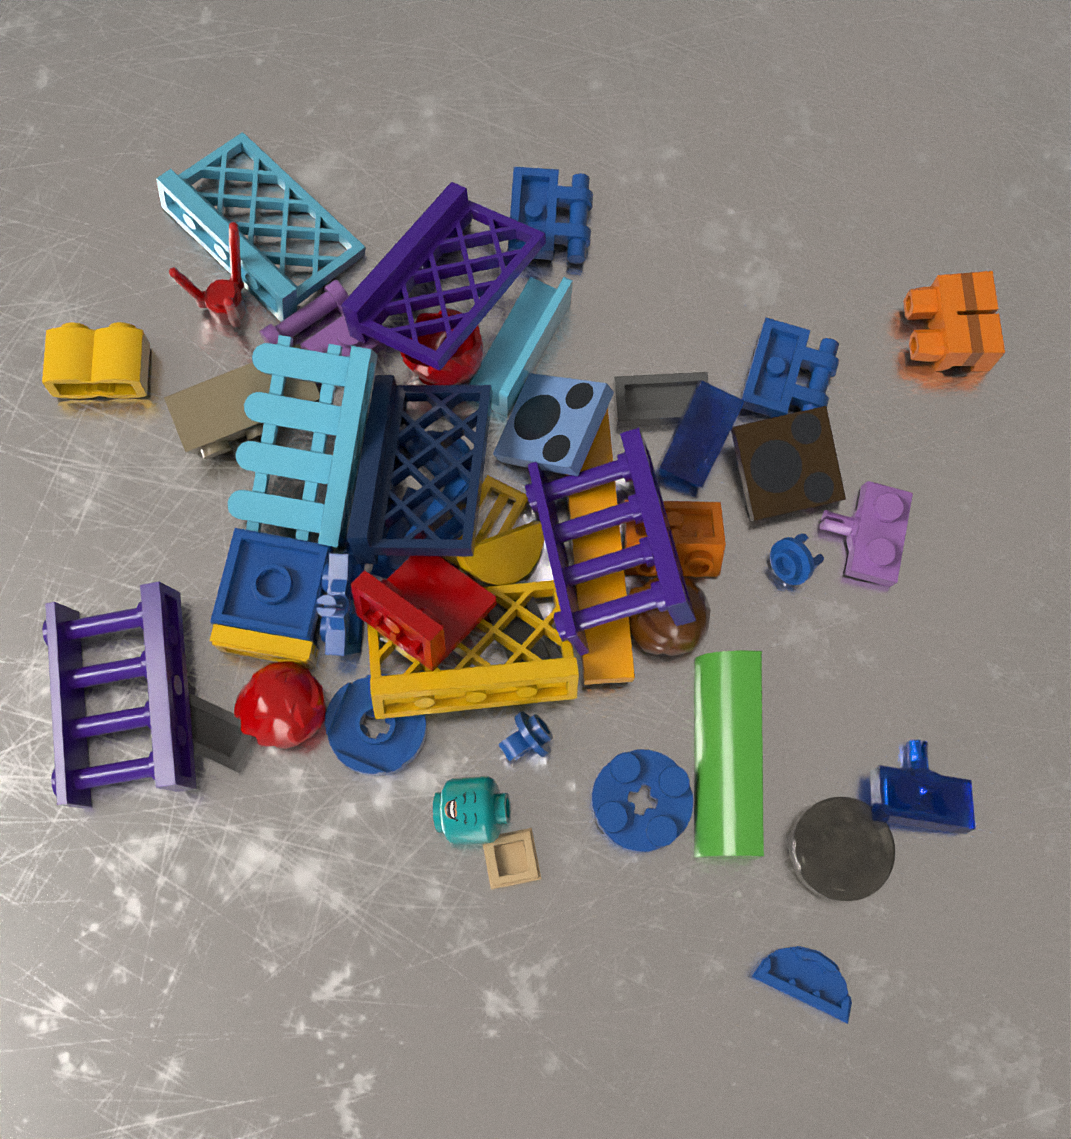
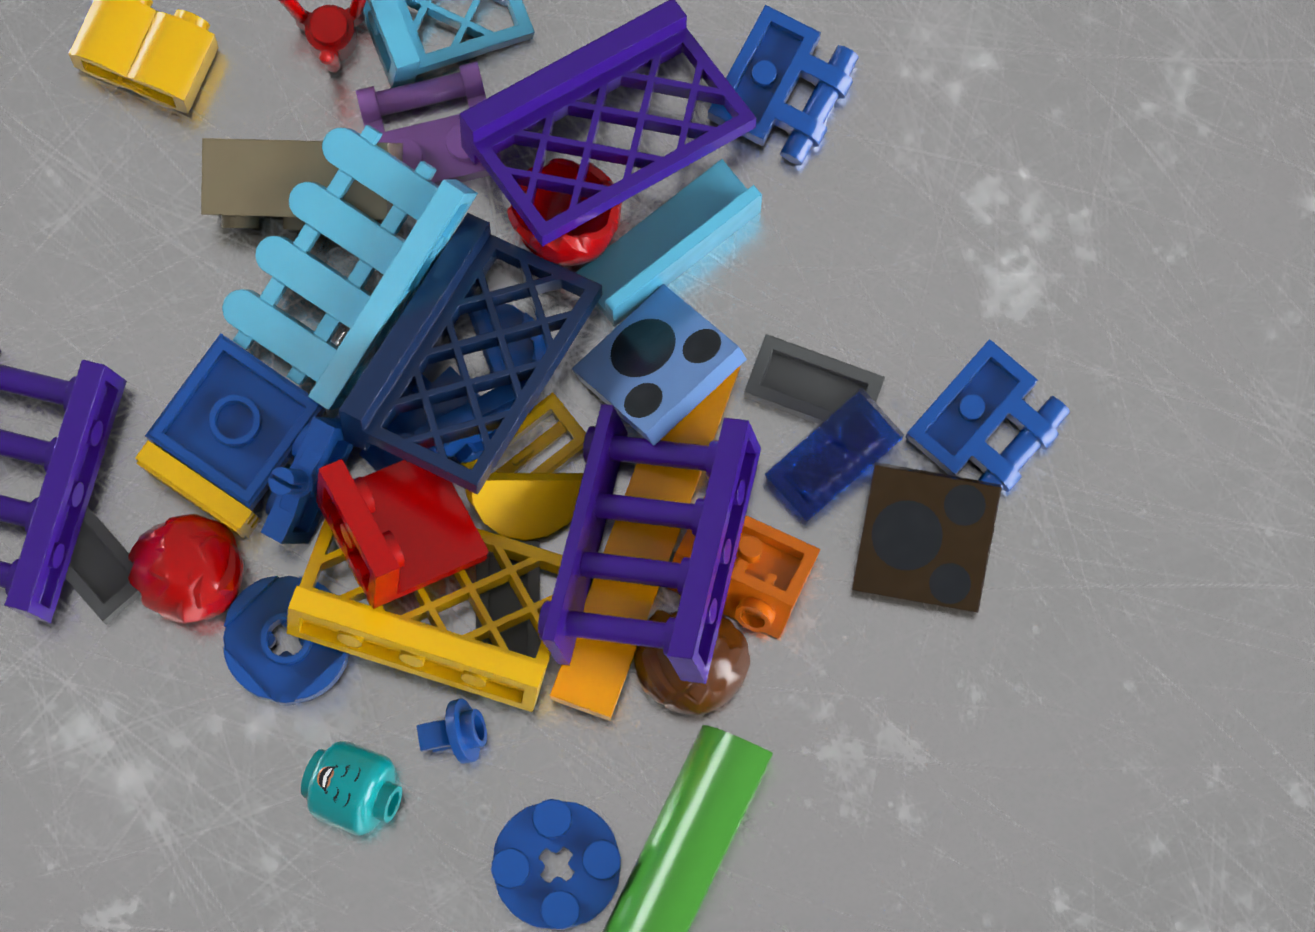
camera: 30 degrees right, 5 degrees up
(512, 859) = (375, 865): tan tile -> none
(793, 560) = (871, 659): blue plate -> none
(874, 532) = (994, 668): medium lavender plate -> none
(959, 322) = (1239, 449): orange hips -> none

